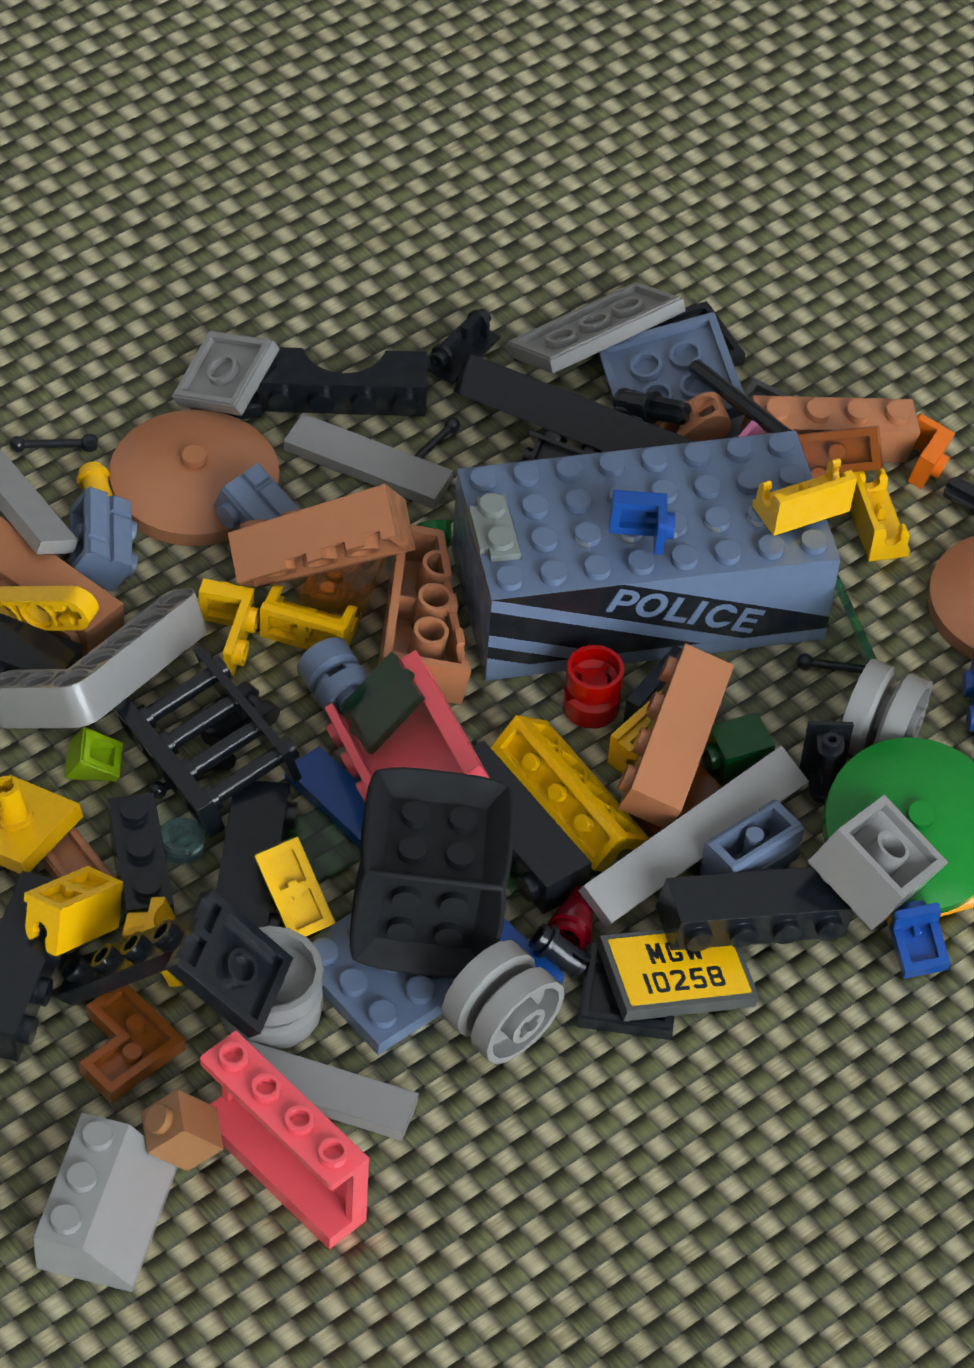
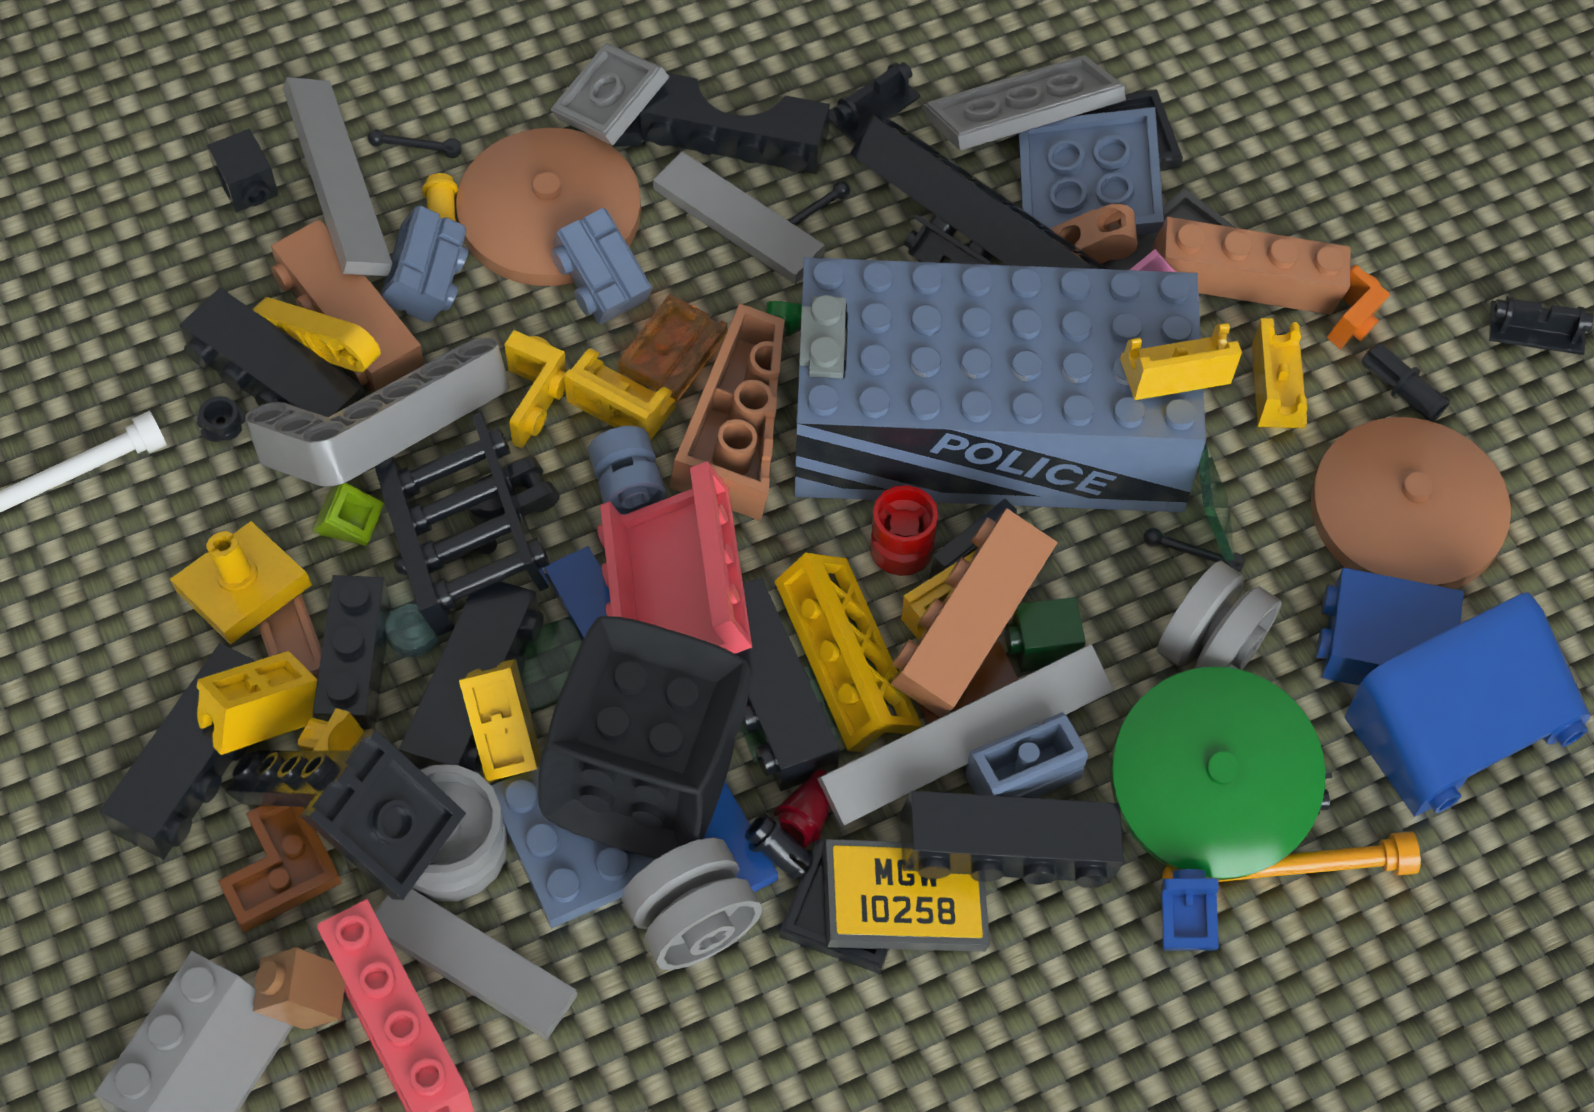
camera: 15 degrees right, 10 degrees up
(322, 538) = (645, 309): nougat wedge -> none
(382, 703) = (659, 514): clear green piece -> none
(642, 515) = (986, 352): blue bracket -> none
(651, 406) = (1054, 209): black axle -> none
(736, 398) = (1150, 219): black bar -> none
(824, 754) = (1138, 664): black hinge -> none
(856, 448) = (1245, 300): dark orange plate -> none
(877, 861) = (1159, 817): light grey slope -> none

